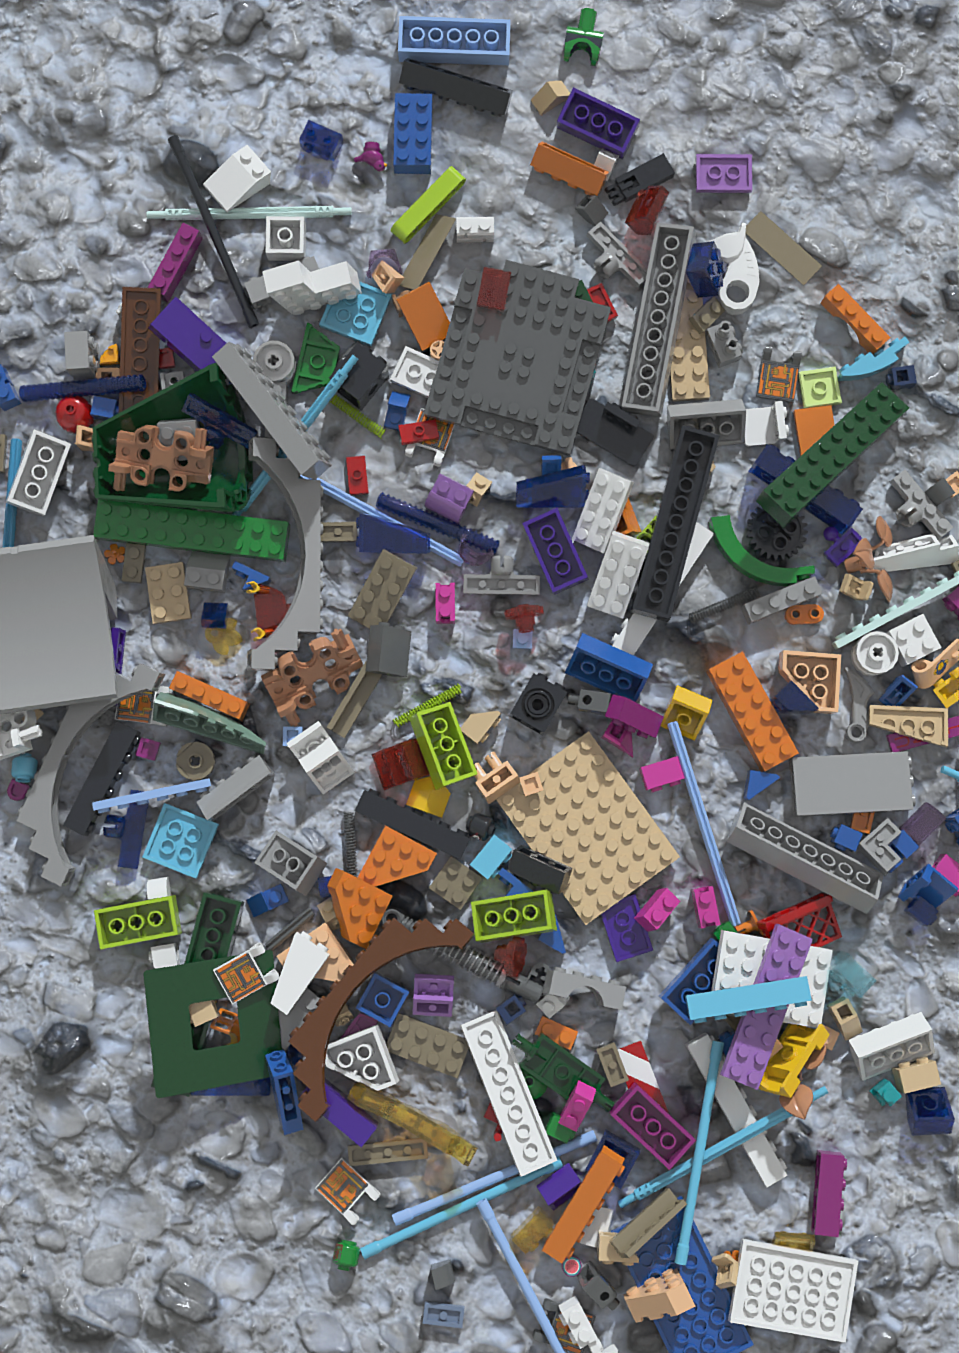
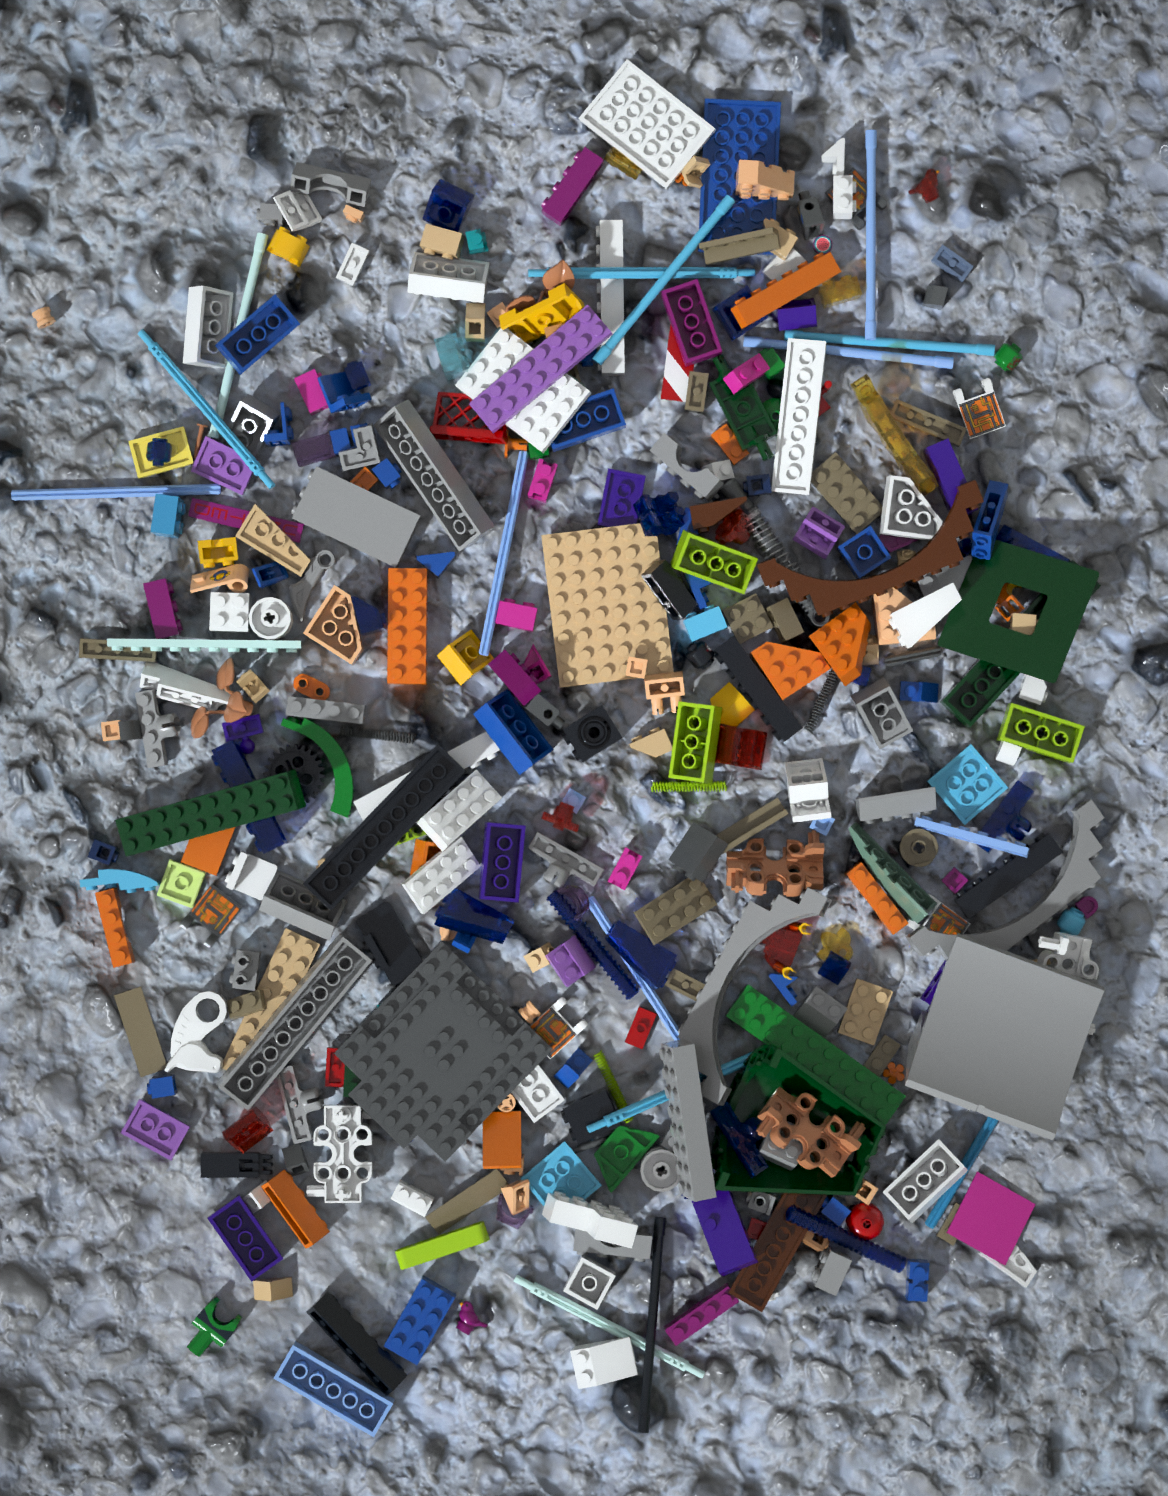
camera: 145 degrees left, 5 degrees up
(110, 356) = (804, 1259): light orange tile -> none
(242, 975) = (973, 636): flag -> none
(321, 141) = (507, 1359): clear blue brick -> none
(418, 432) = (565, 1036): red plate -> none
(421, 899) = (784, 620): none -> dark tan hinge
(460, 437) = (529, 1012): none -> light nougat wheel
(494, 289) = (430, 1125): clear red plate -> none
(538, 959) = (710, 514): none -> reddish brown slope
(546, 200) = (336, 1188): none -> white gear
(585, 933) = (659, 514): none -> clear blue hips
(657, 909) = (586, 501): dark pink brick -> none
(706, 269) = (226, 1044): clear blue brick -> none
(738, 210) = (162, 1086): none -> blue brick
(747, 998) = (555, 384): medium azure brick -> none

